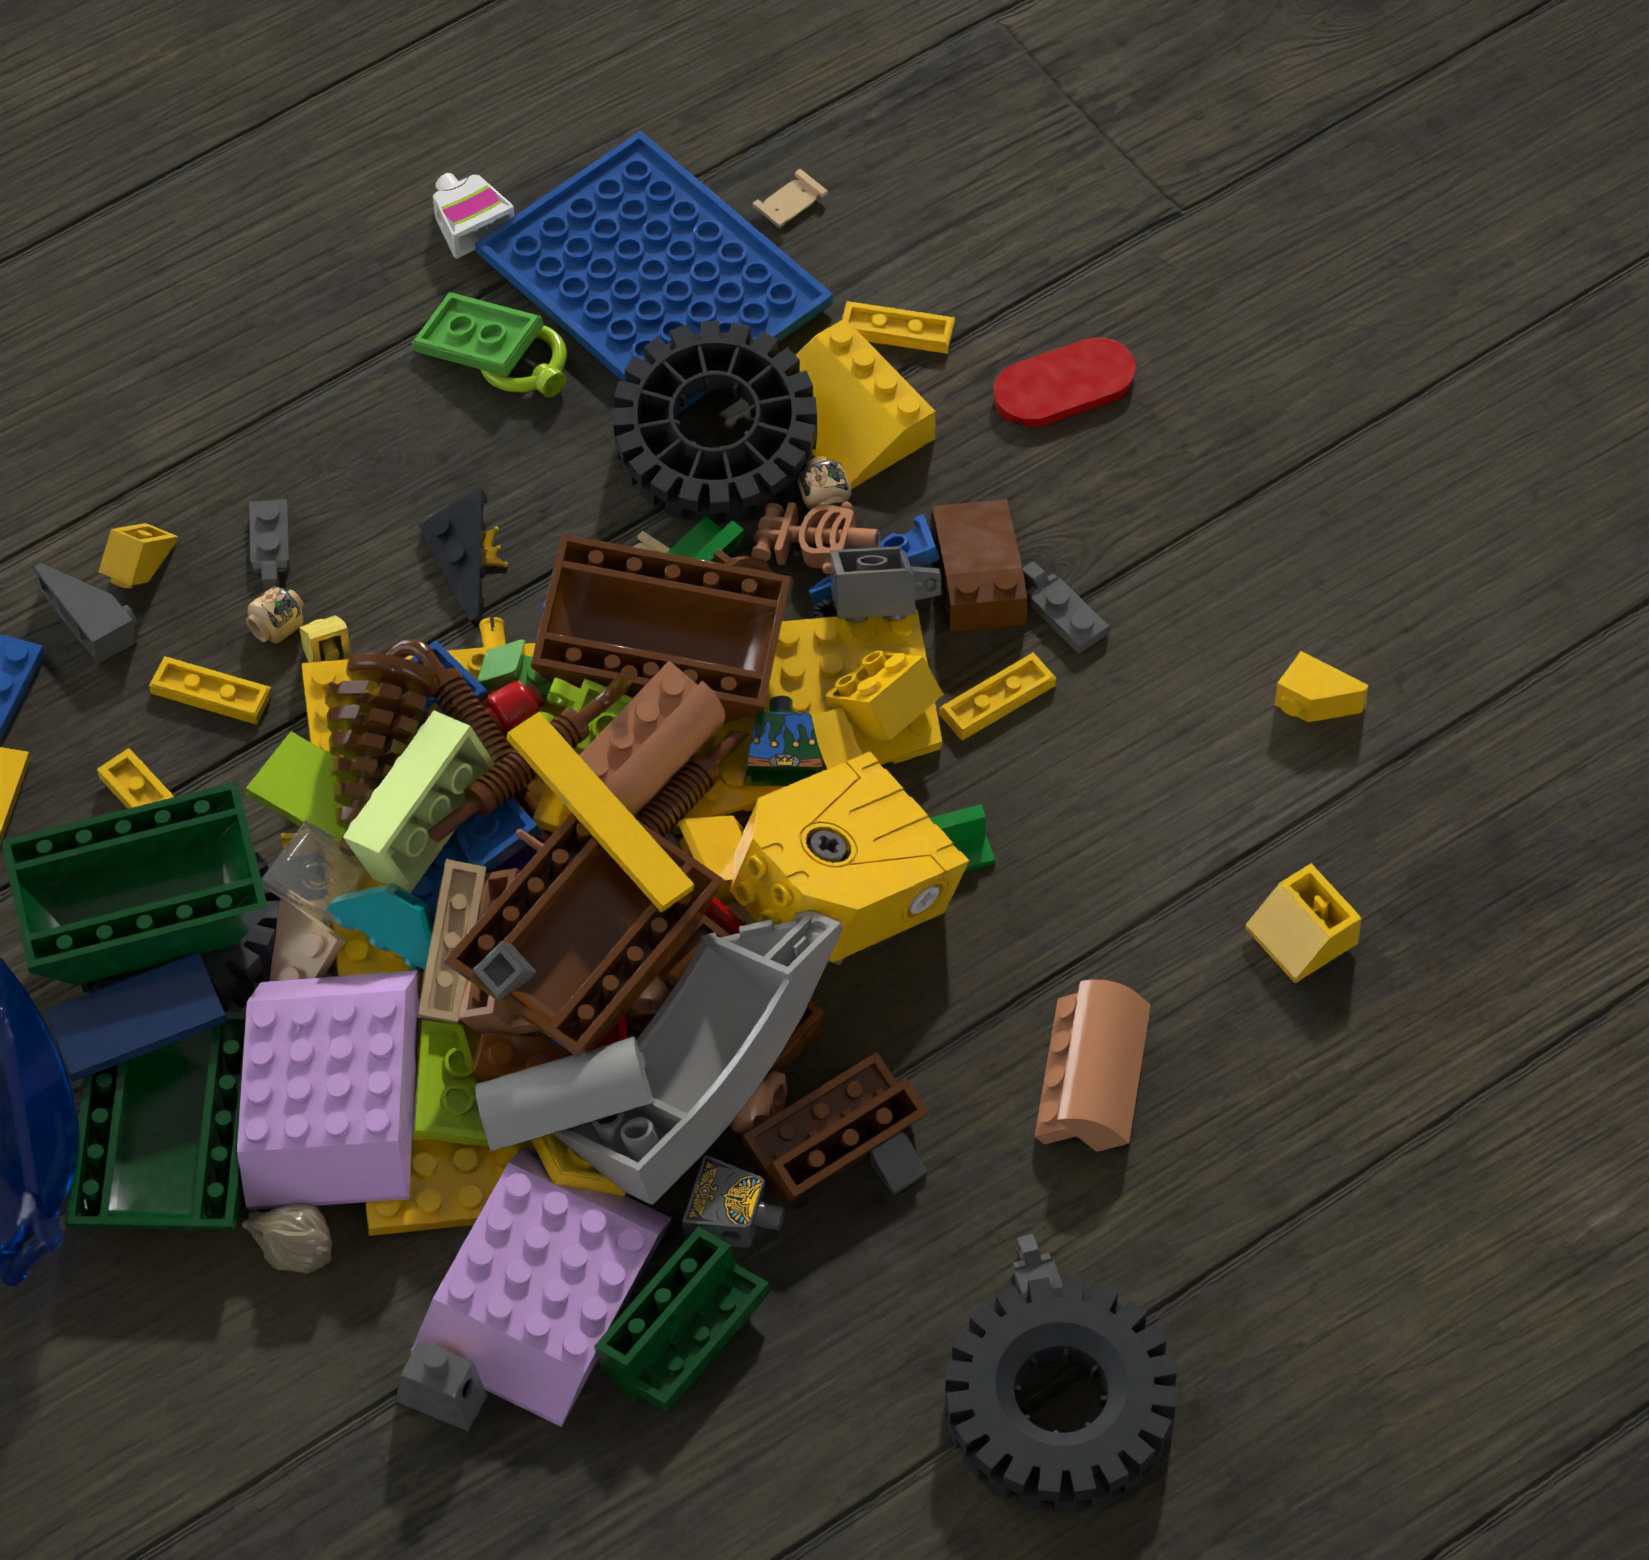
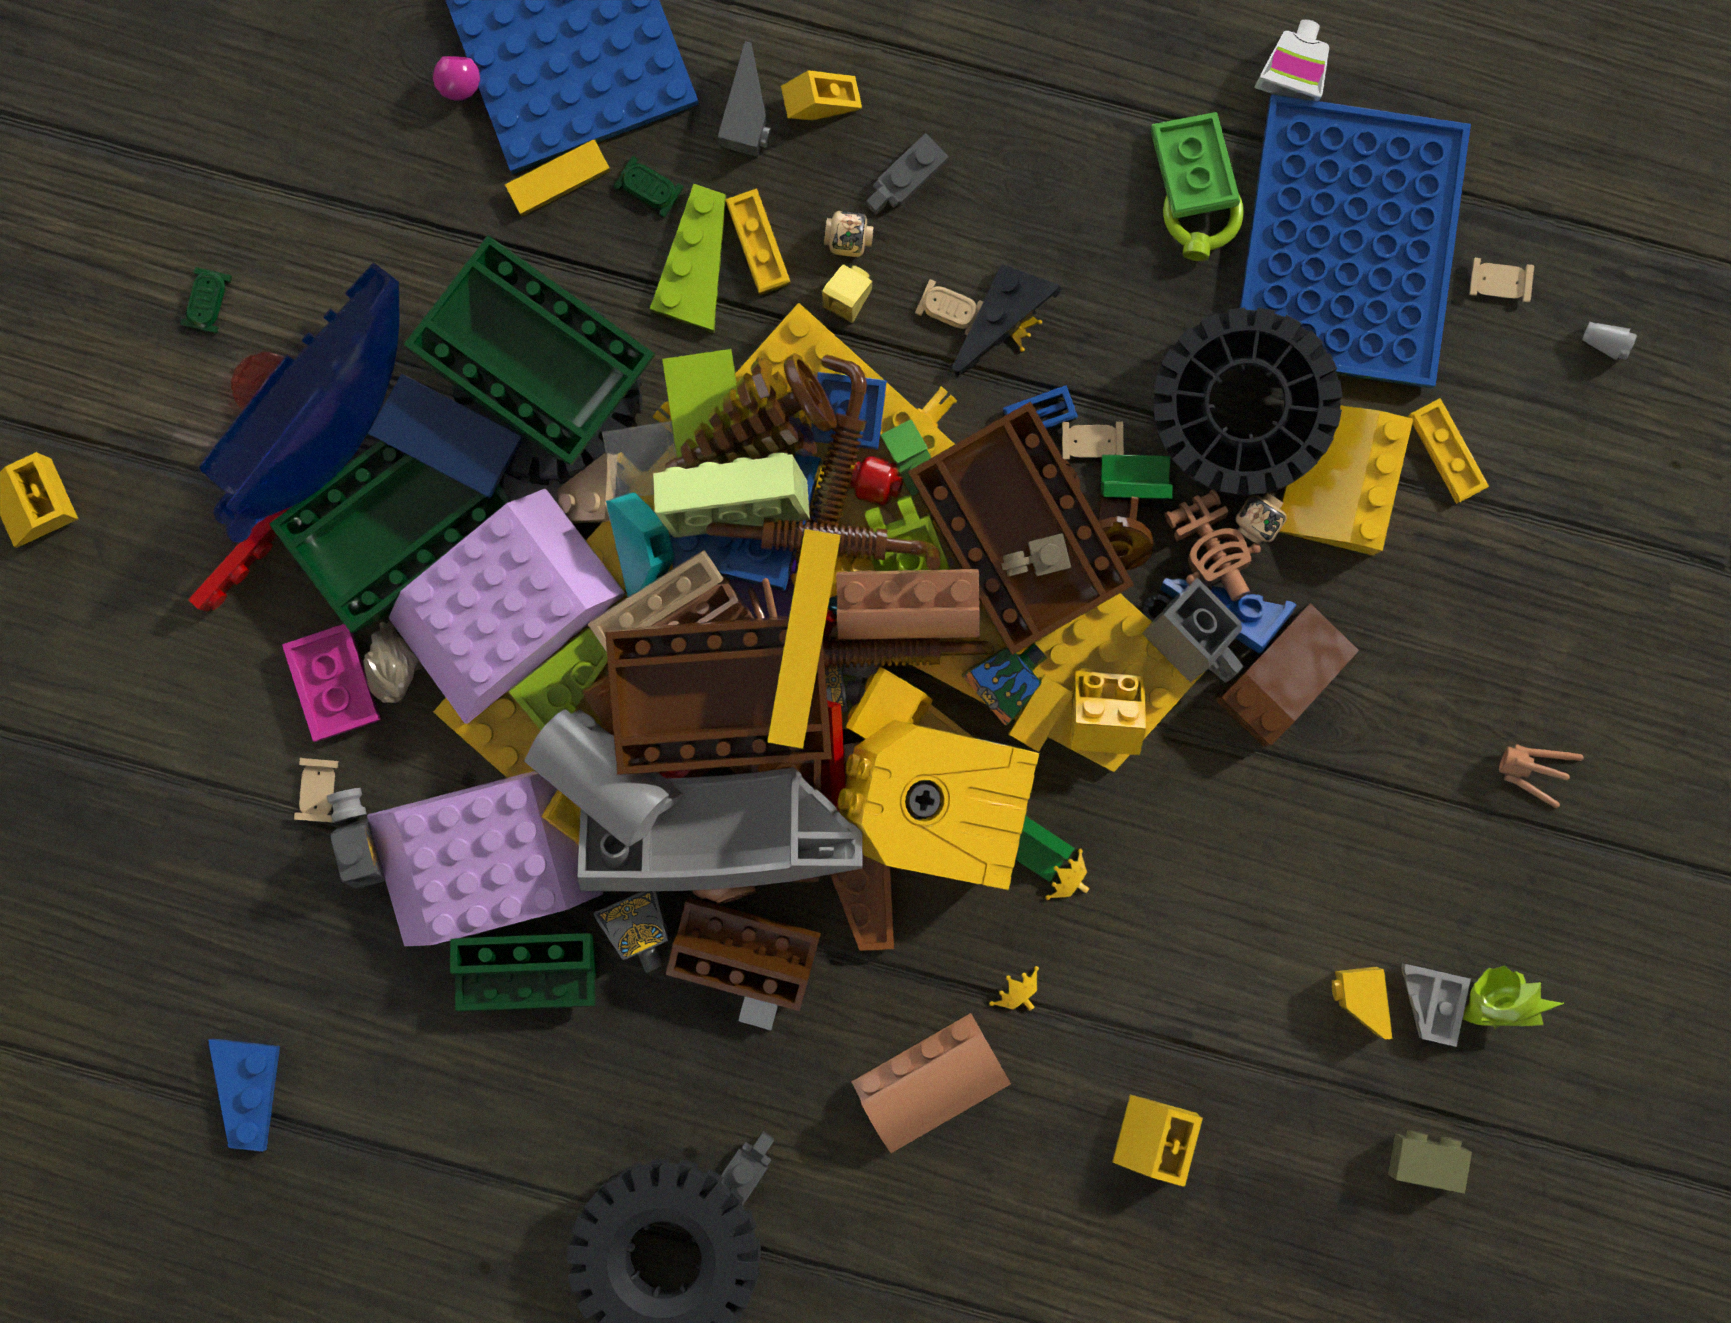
camera: 50 degrees right, 30 degrees up
(70, 1303) = (235, 565): none -> red plate
(74, 738) = (648, 186): none -> dark green piece
(132, 780) = (640, 264): yellow plate -> none
(174, 745) = (692, 269): none -> lime wing
(257, 1302) = (331, 682): none -> dark pink plate
(343, 1392) = (315, 790): none -> tan piece
(382, 1369) = (346, 805): none -> light grey wheel
(414, 590) = (948, 307): none -> tan piece
(504, 970) = (630, 679): dark grey slope -> none
(700, 618) = (1046, 555): none -> dark tan plate
(873, 1004) = (867, 904): none -> dark orange wing
(913, 159) = (1610, 339): none -> light grey cone
(997, 696) = (1185, 777): yellow tile -> none
(1007, 841) = (1070, 878): none -> yellow piece
(1063, 609) = (1295, 765): dark grey hinge -> none
(1064, 382) = (1496, 609): red tile -> none
(1074, 951) = (1018, 992): none -> yellow piece
(1213, 448) = (1517, 763): none -> nougat plant
(1367, 643) = (1436, 1002): none -> light grey wing
(1408, 584) = (1506, 1000): none -> lime hair
(1507, 740) = (1430, 1162): none -> olive brick

